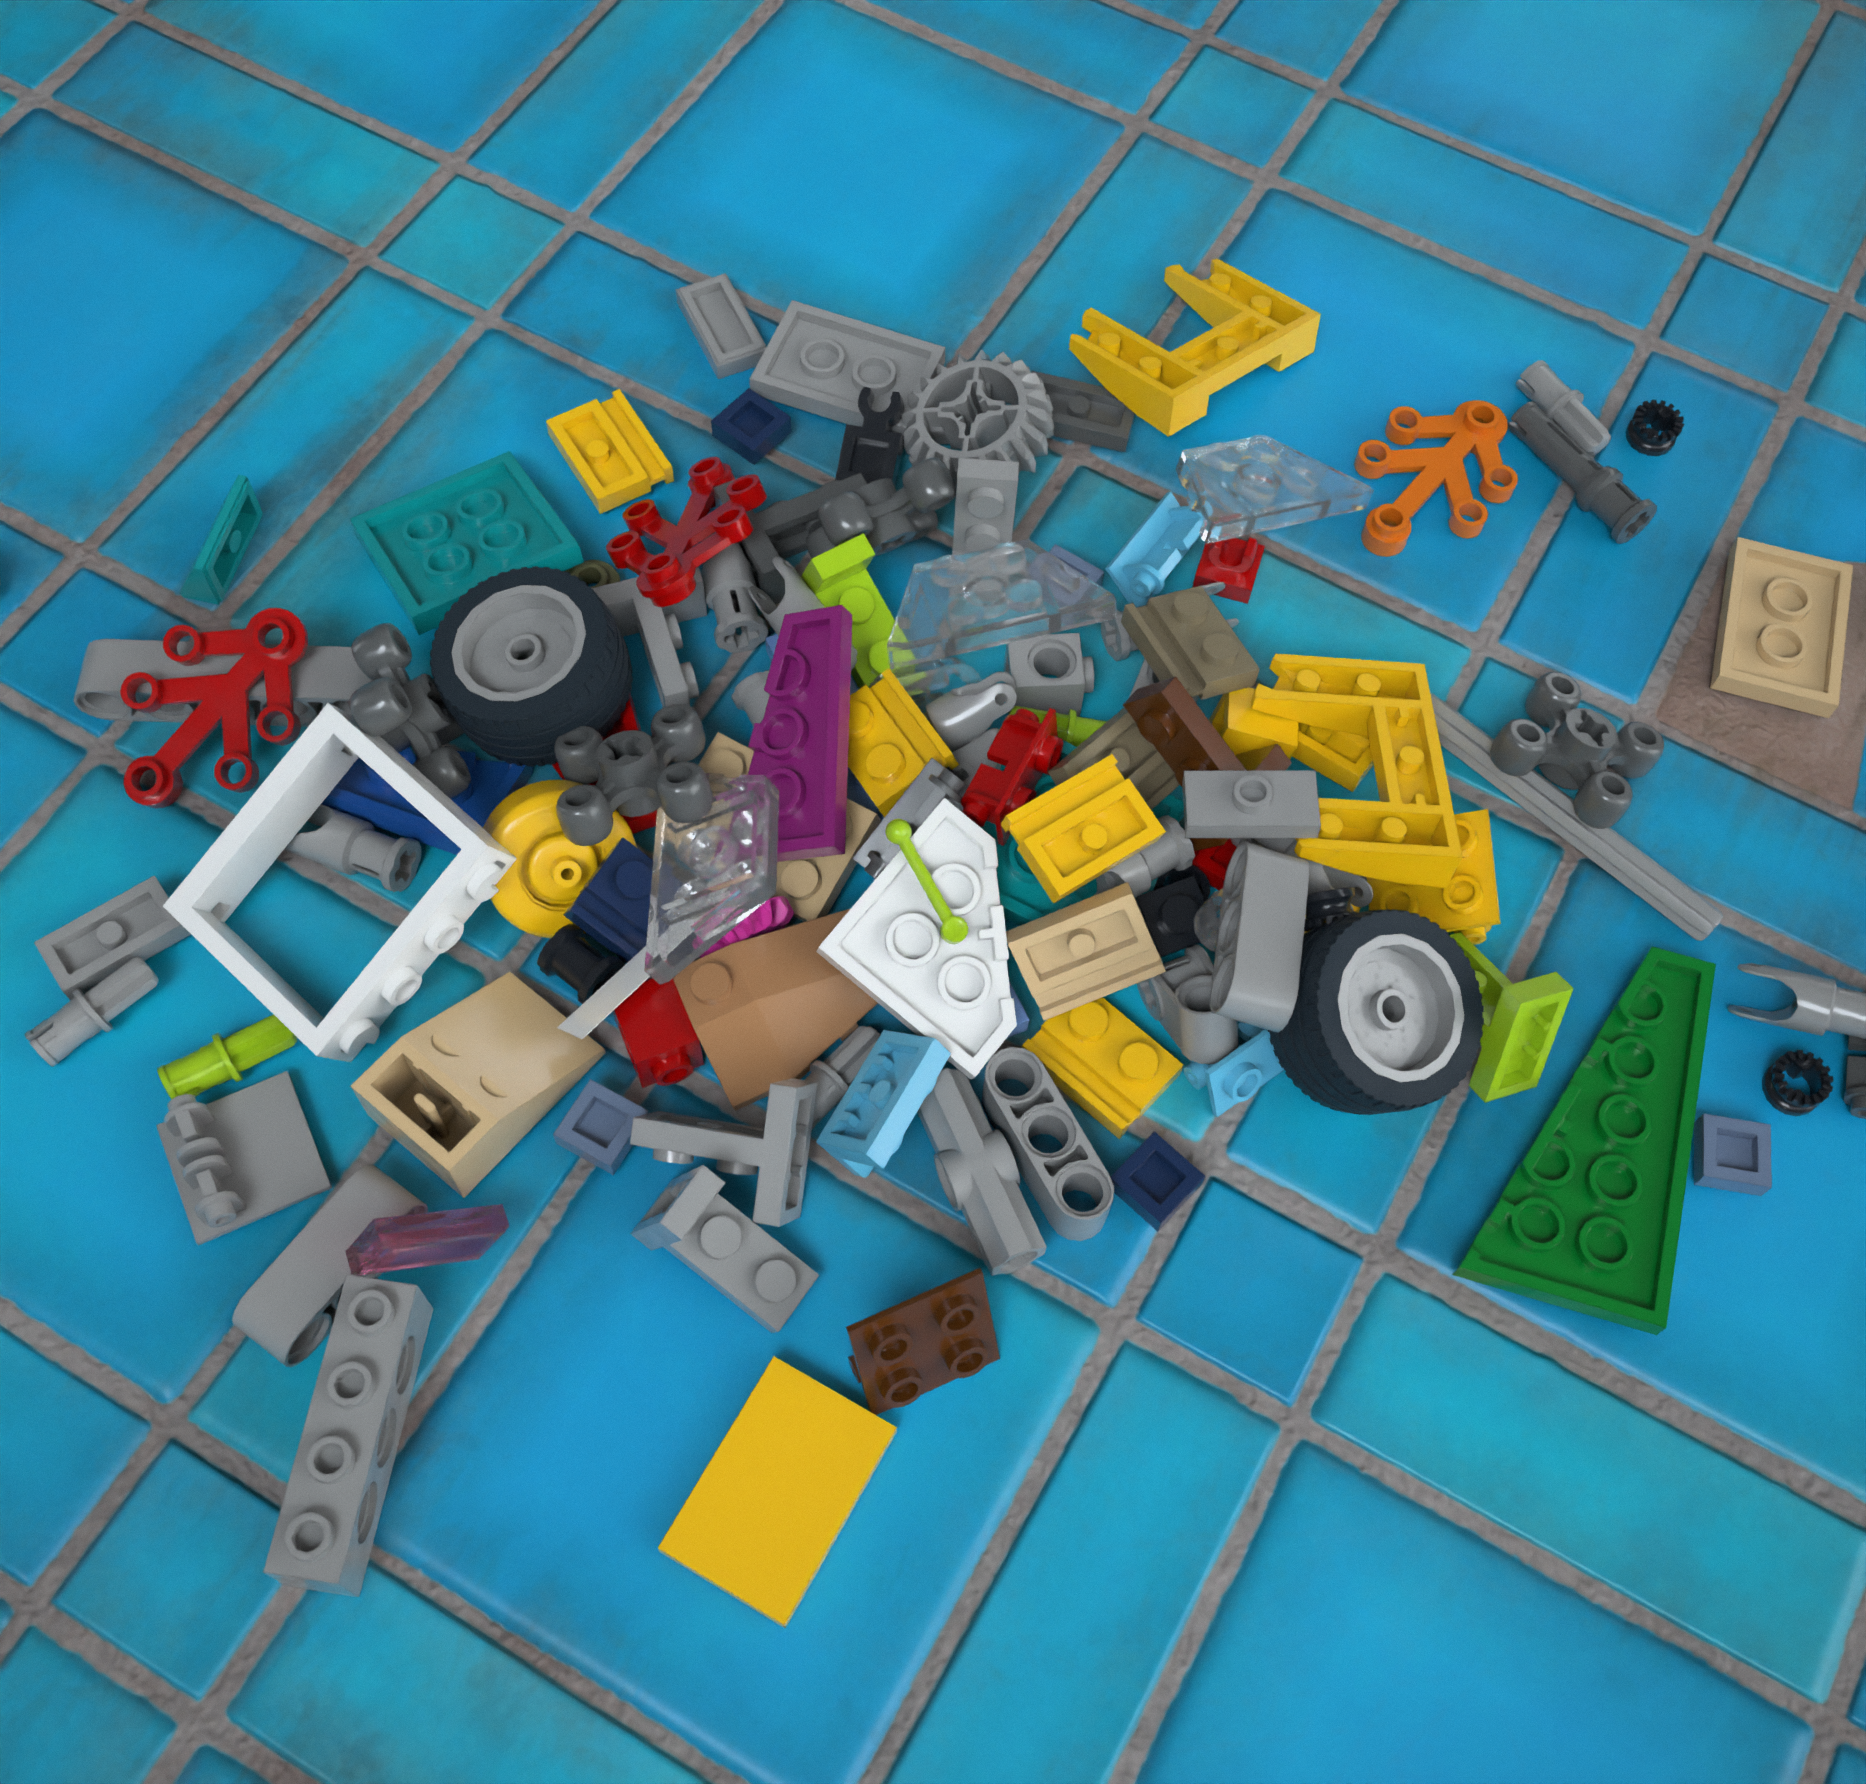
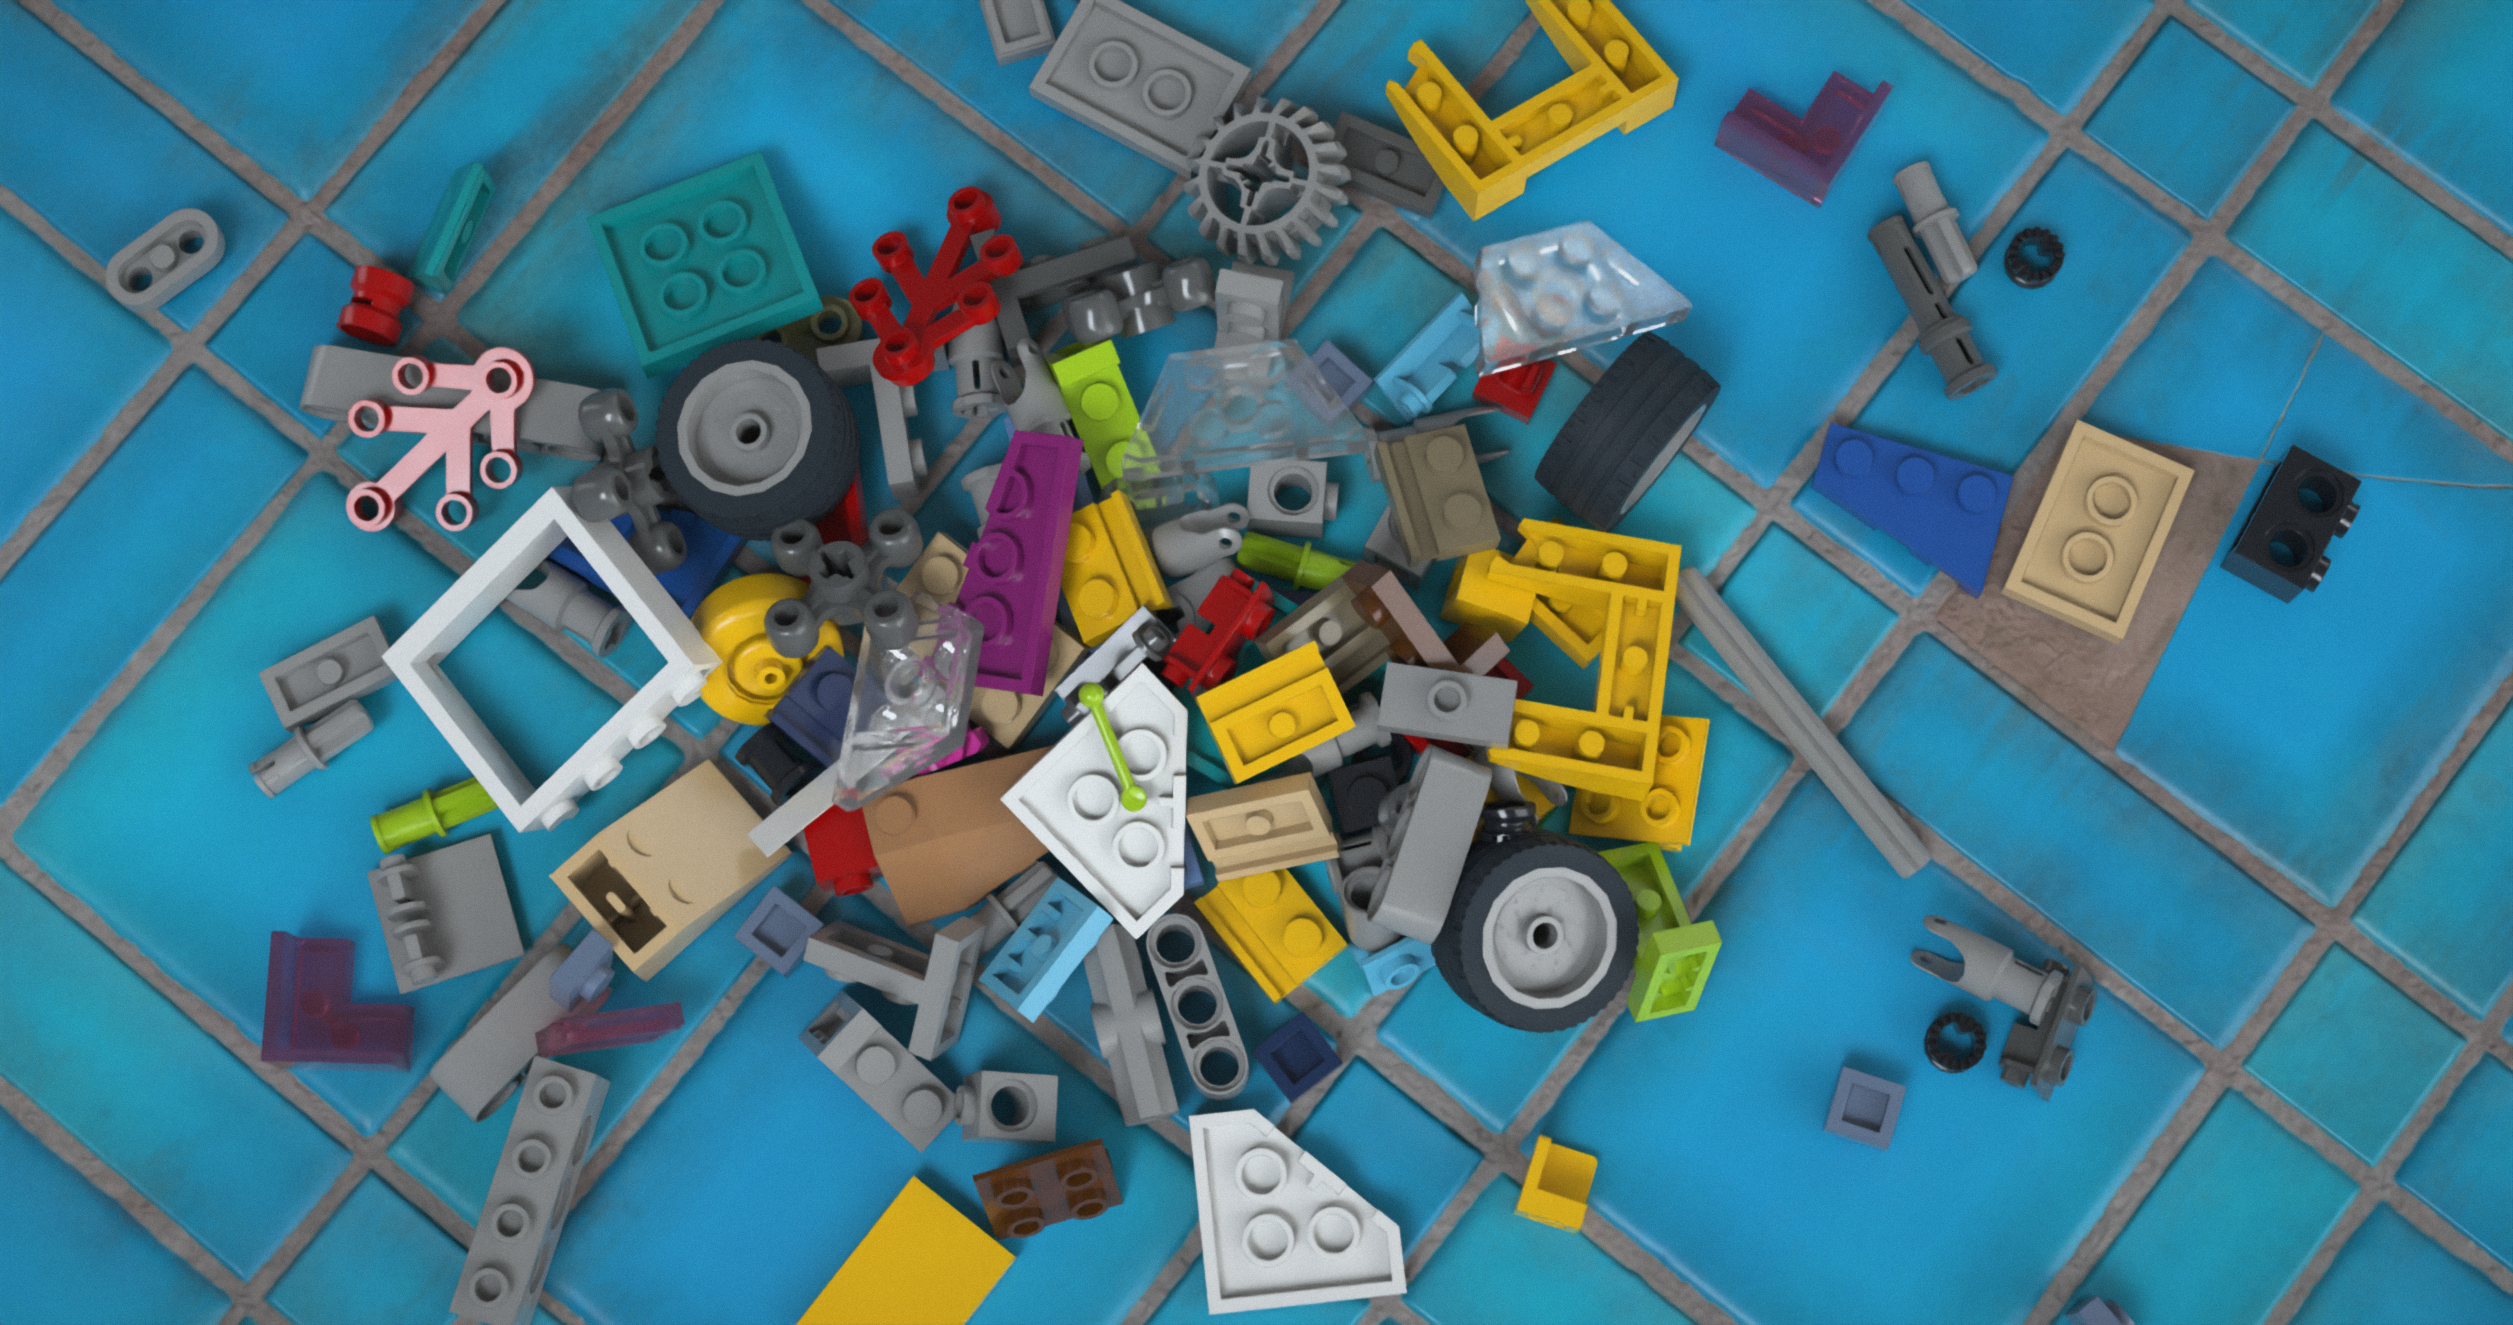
camera: 15 degrees right, 15 degrees up
(98, 1278) = (312, 1015): none -> panel
(149, 605) = (376, 305): none -> red wheel
(394, 1177) = (583, 972): none -> sand blue plate
(609, 451) = (868, 159): yellow plate -> none
(751, 426) = (1024, 144): dark blue plate -> none
(873, 447) = (1147, 197): black plate -> none
(886, 1249) = (1033, 1101): none -> light grey brick
(1176, 1352) = (1283, 1223): none -> white plate
(1353, 568) = (1626, 431): none -> black wheel
(1435, 371) = (1806, 152): none -> panel
(1435, 1287) = (1556, 1186): none -> yellow panel
(1474, 429) = (1777, 281): orange plant -> none
(1577, 749) = (1826, 656): dark grey gear -> none
(1605, 1179) = (1730, 1116): green wing -> none
(1626, 621) = (1923, 500): none -> blue wing

